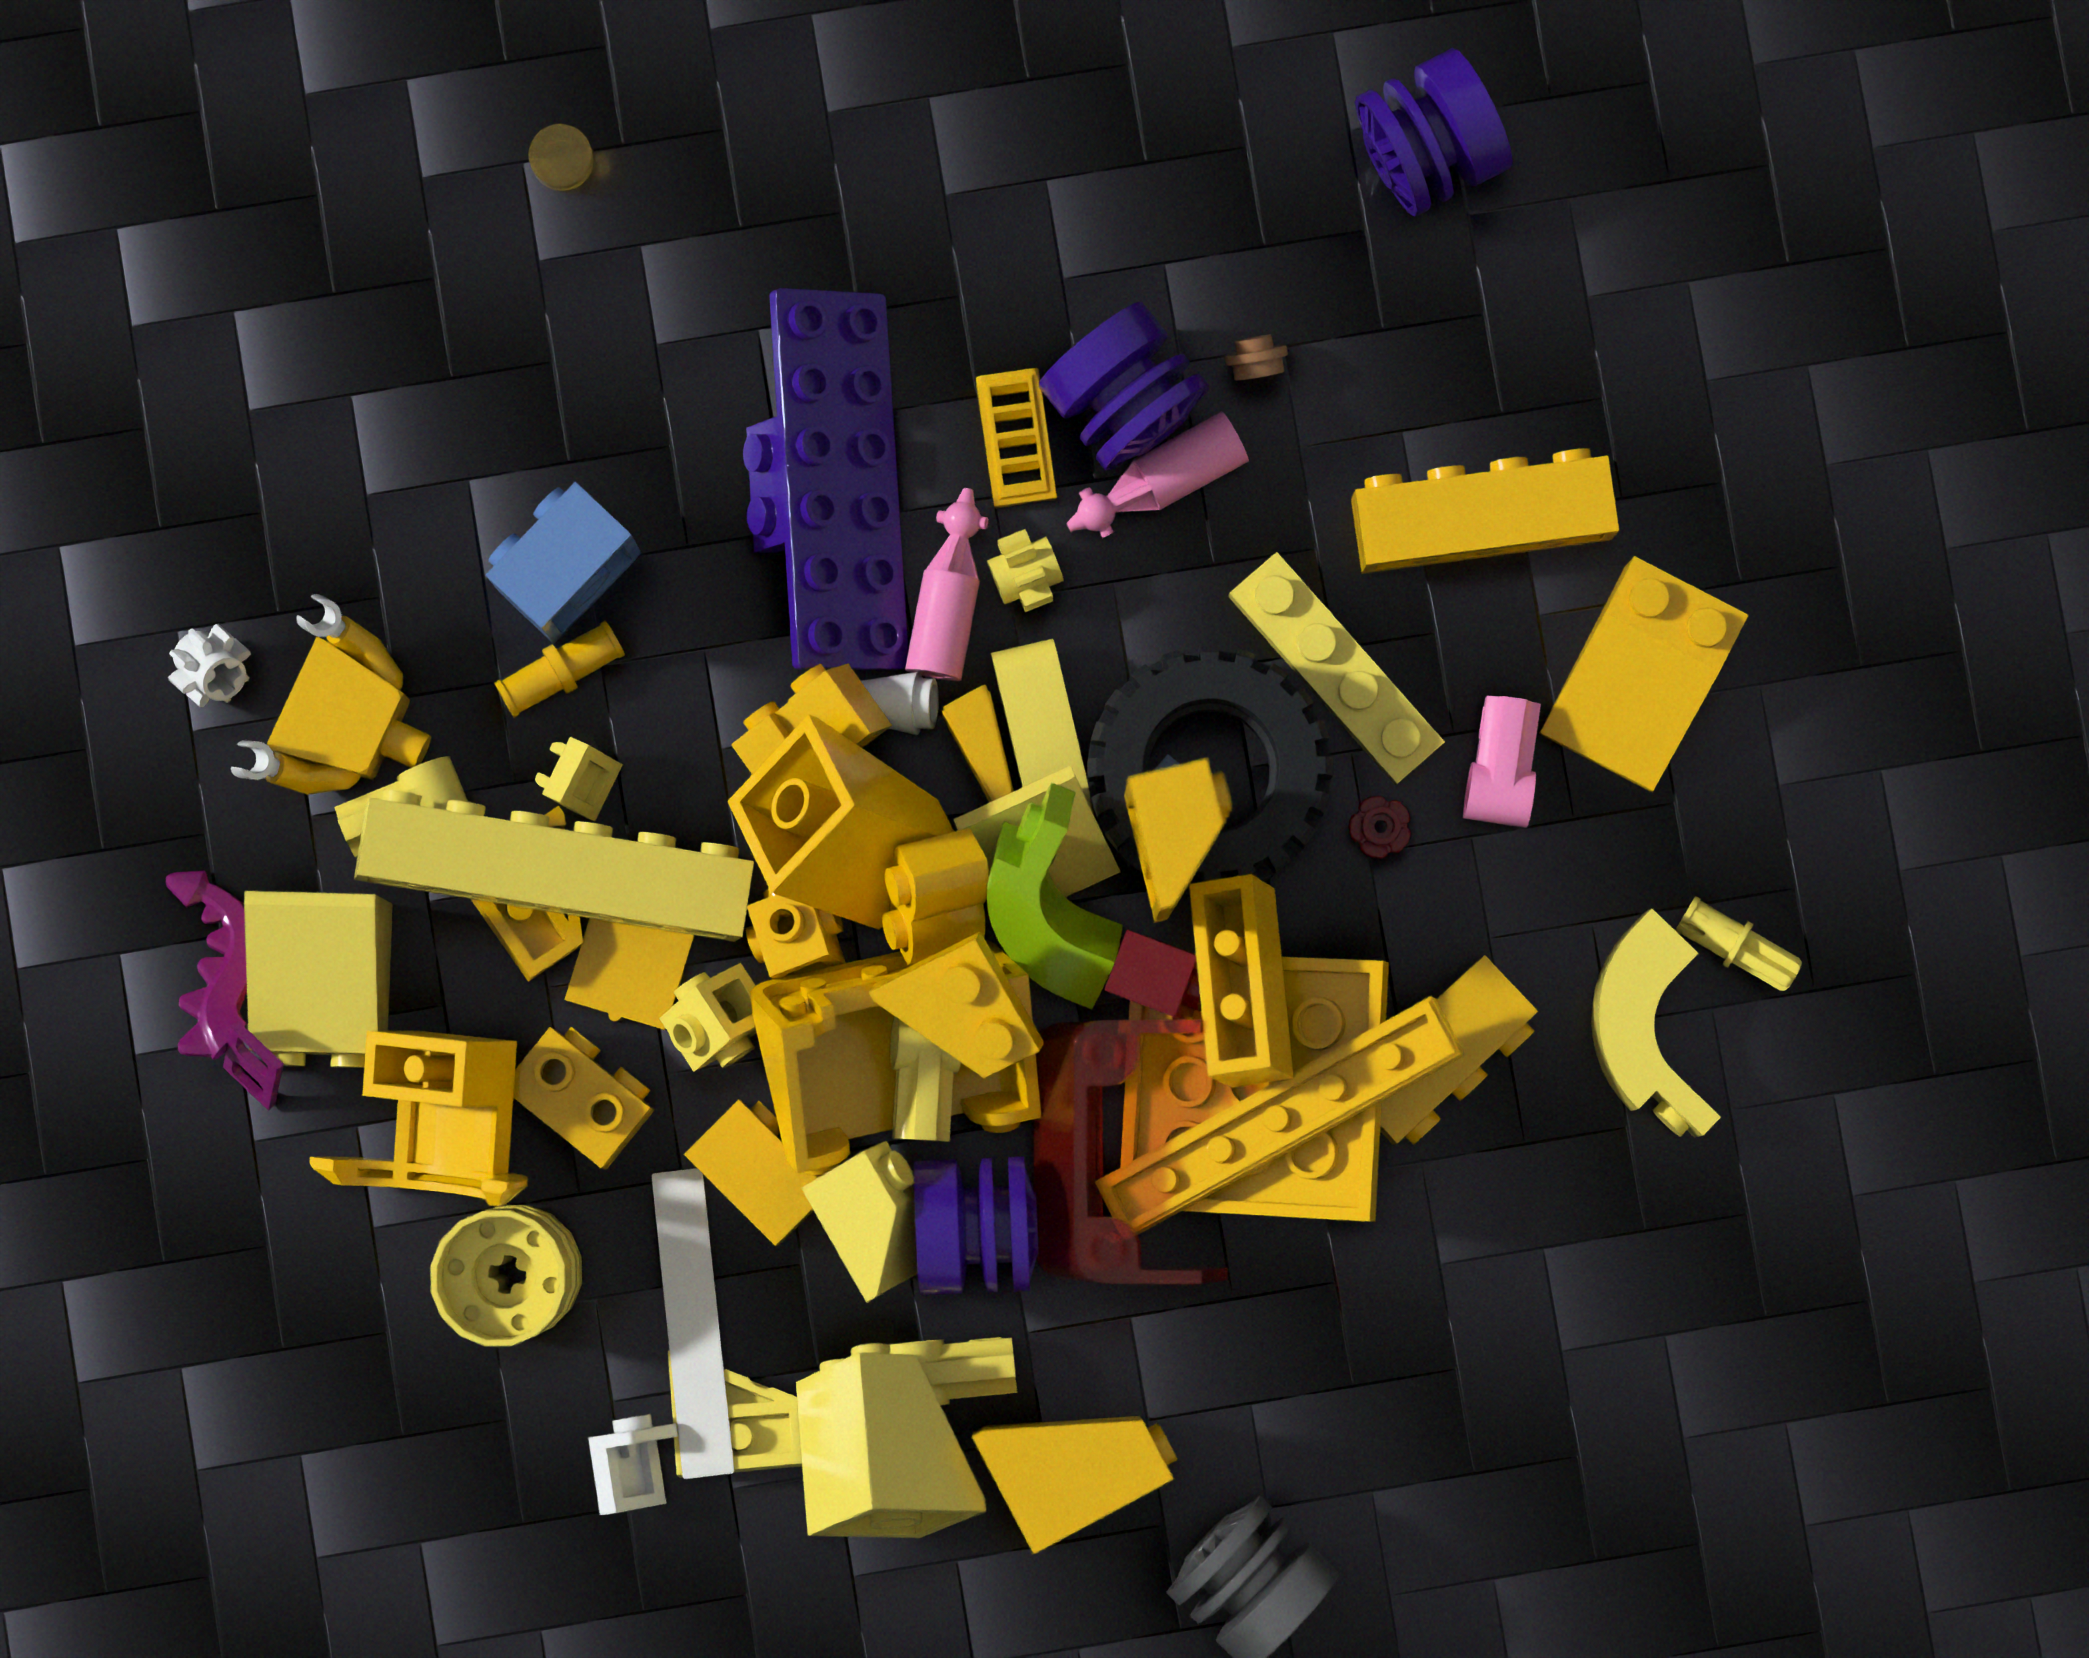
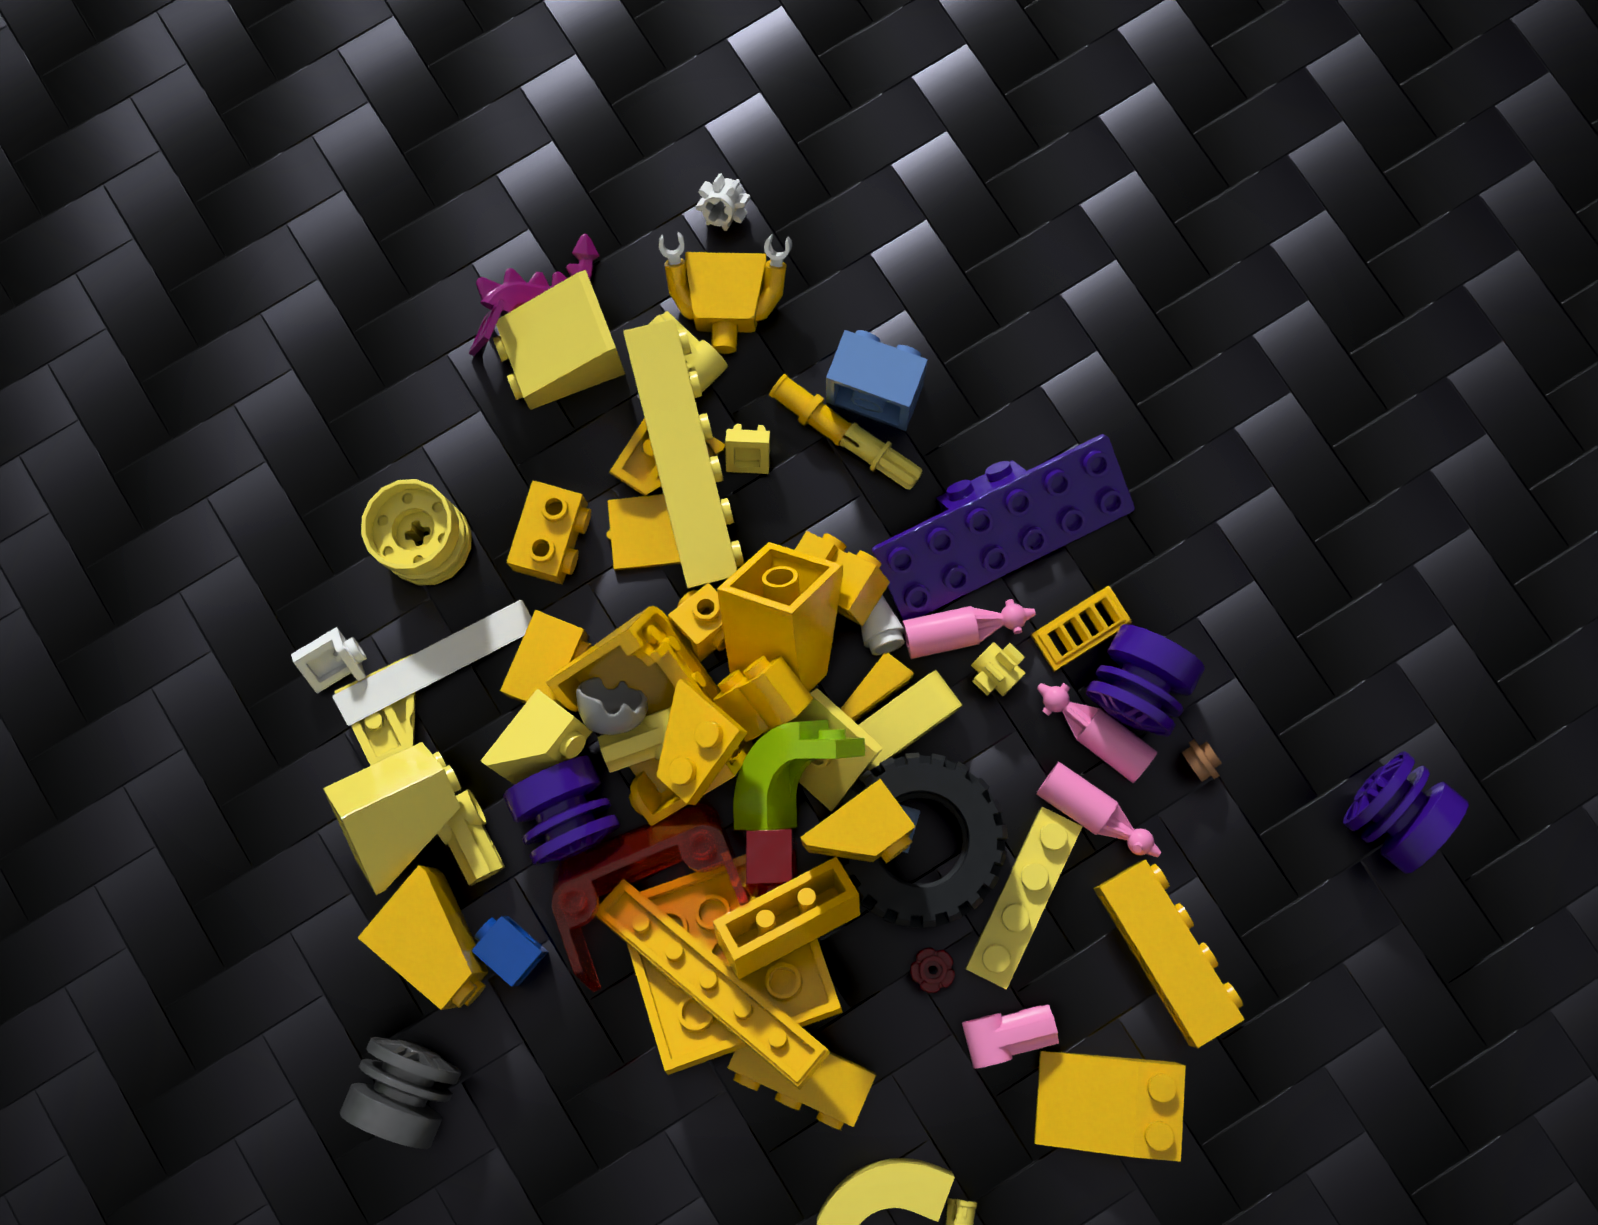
camera: 75 degrees right, 5 degrees down
(449, 1116) = (503, 458): yellow piece -> none
(561, 157) = (1129, 278): clear yellow tile -> none
(667, 601) = (881, 456): none -> light yellow axle
(713, 1018) = (628, 591): light yellow brick -> none
(867, 1104) = (610, 709): none -> light grey hair
(1123, 1373) = (508, 949): none -> blue brick
(1260, 528) = (1093, 809): none -> bright pink wheel

